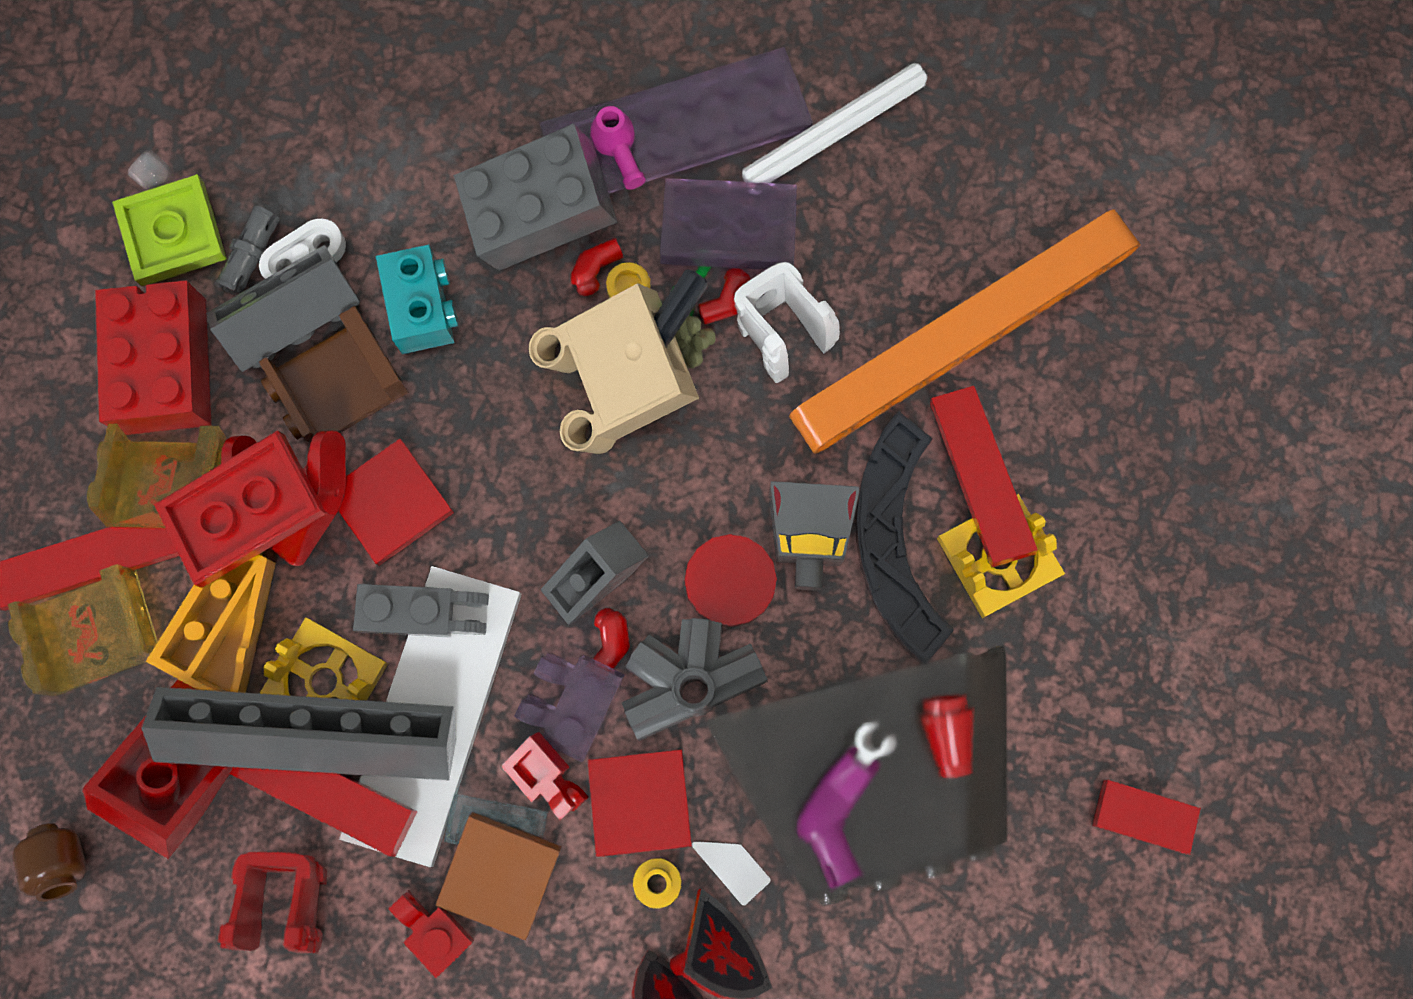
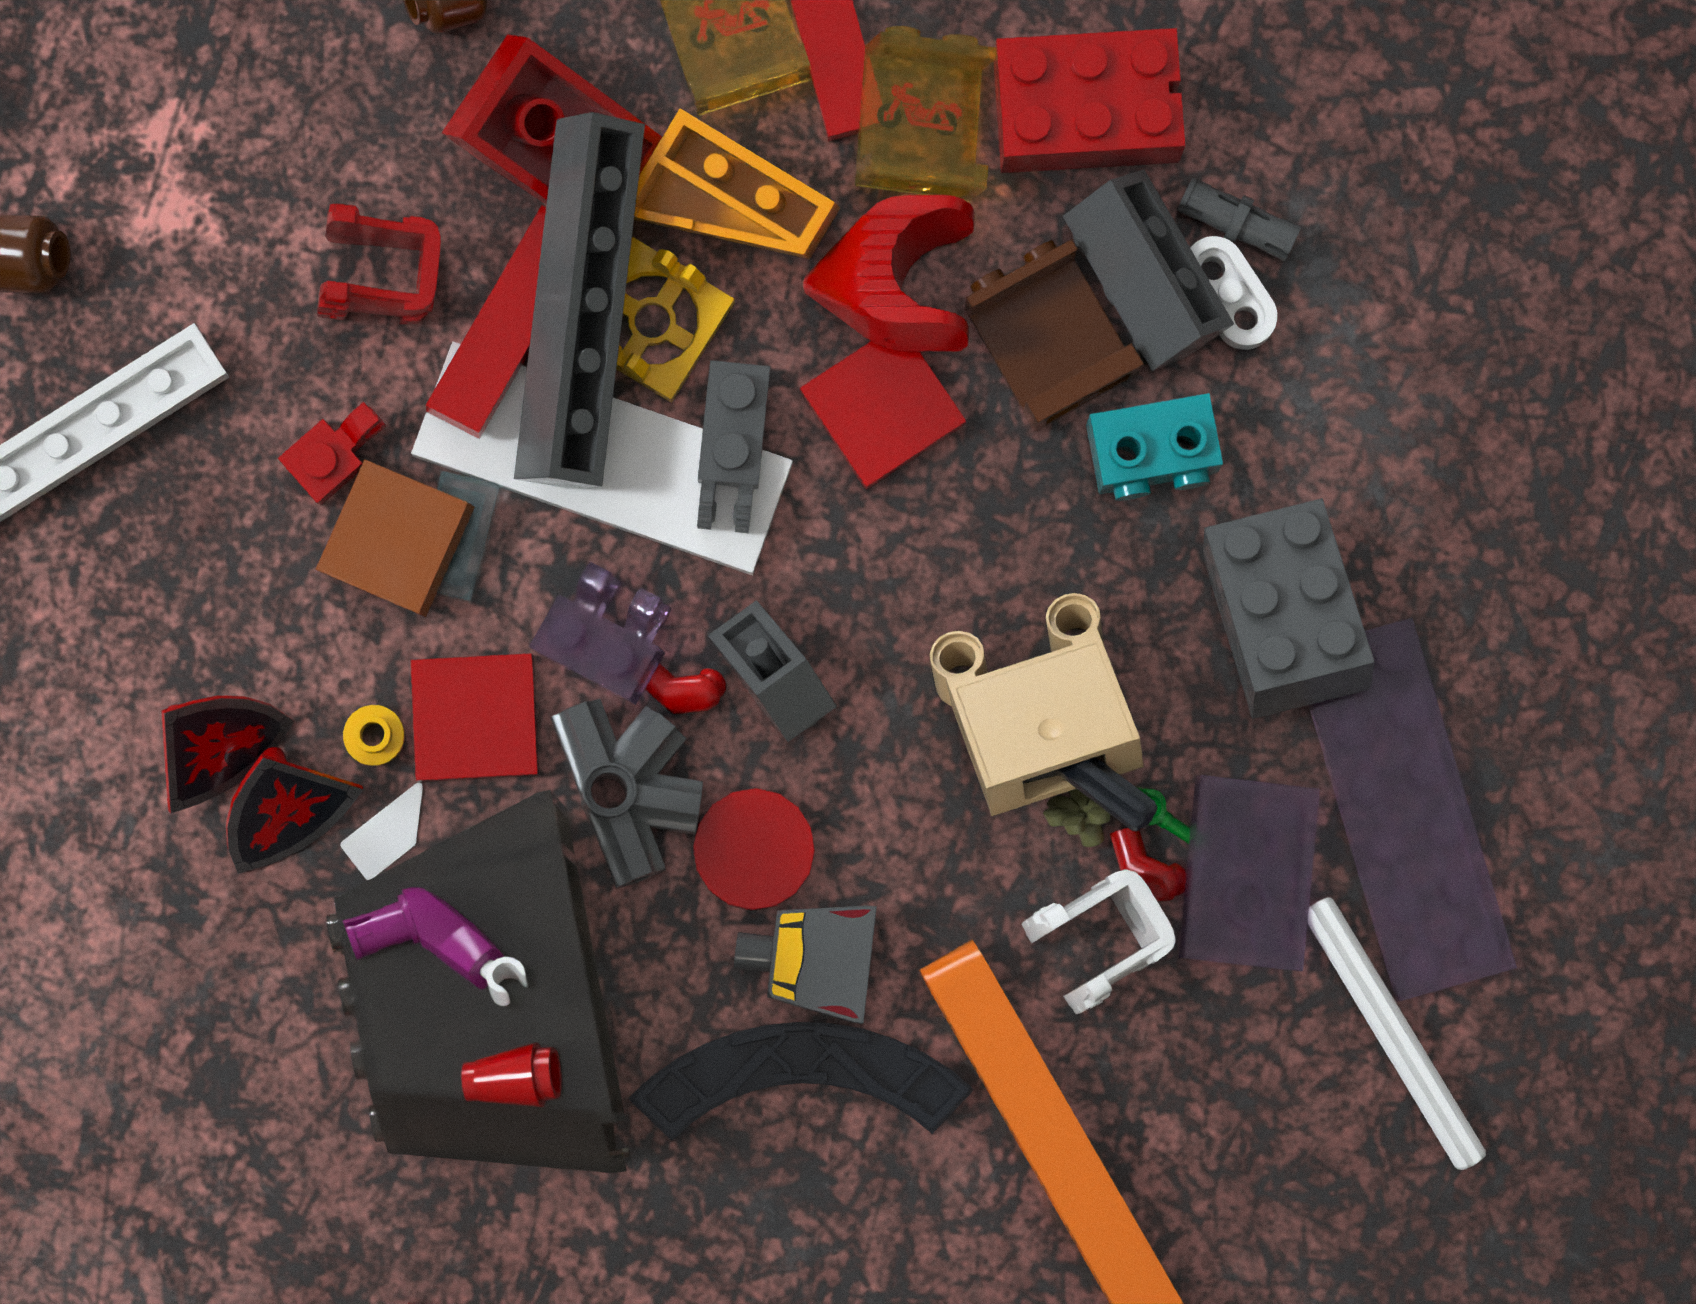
camera: 90 degrees right, 5 degrees up
(151, 171) = (1358, 89): clear piece -> none
(169, 230) = (1271, 115): lime plate -> none
(239, 509) = (865, 223): red tile -> none
(538, 773) = (519, 591): plate -> none
(589, 264) = (1202, 679): red arm -> none
(617, 143) = (1366, 724): dark pink bar -> none
(625, 276) = (1170, 732): yellow tile -> none
(971, 572) = (750, 1272): yellow piece -> none
(983, 477) = (876, 1195): red tile -> none

